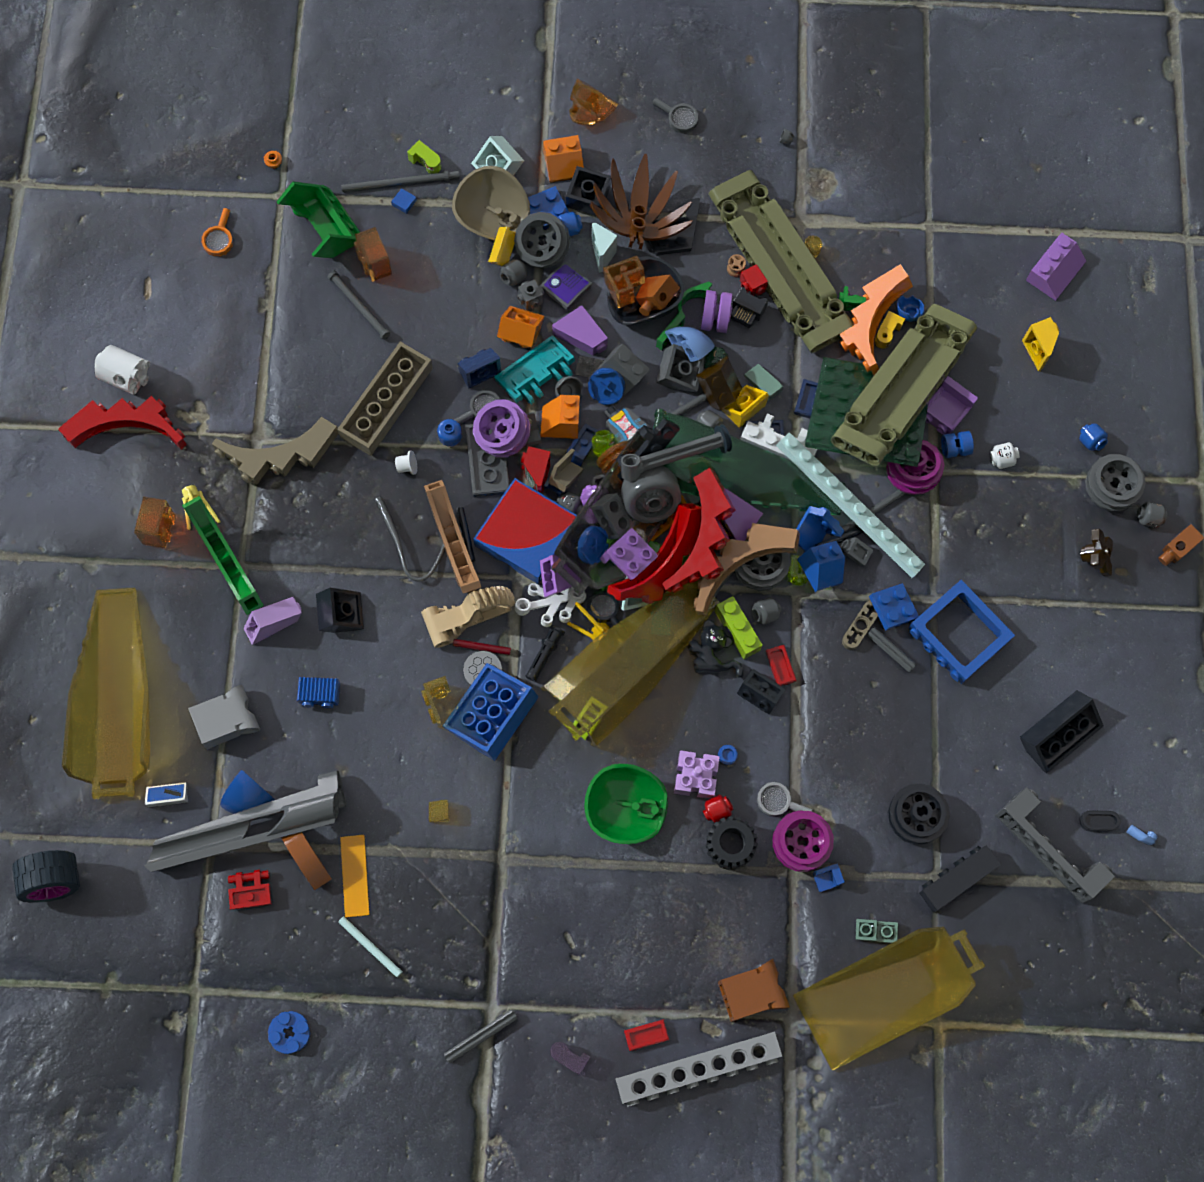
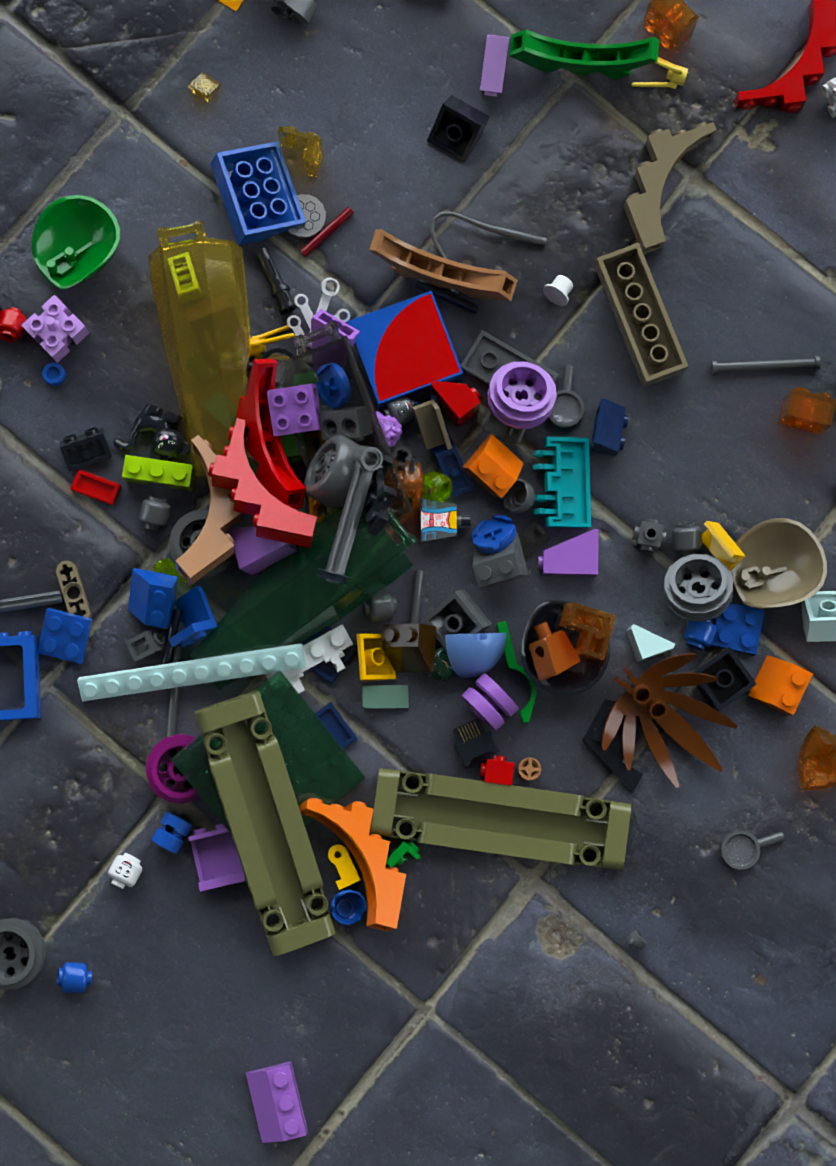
camera: 130 degrees right, 10 degrees up
(318, 691) = (394, 57): blue brick -> none
(449, 432) = (559, 358): blue head -> none
(479, 605) = (370, 213): tan arm -> none
(520, 326) = (623, 502): orange slope -> none
(566, 285) = (635, 581): slope -> none
(815, 243) = (490, 865): clear yellow wheel -> none
(1041, 341) = (206, 1009): yellow slope -> none

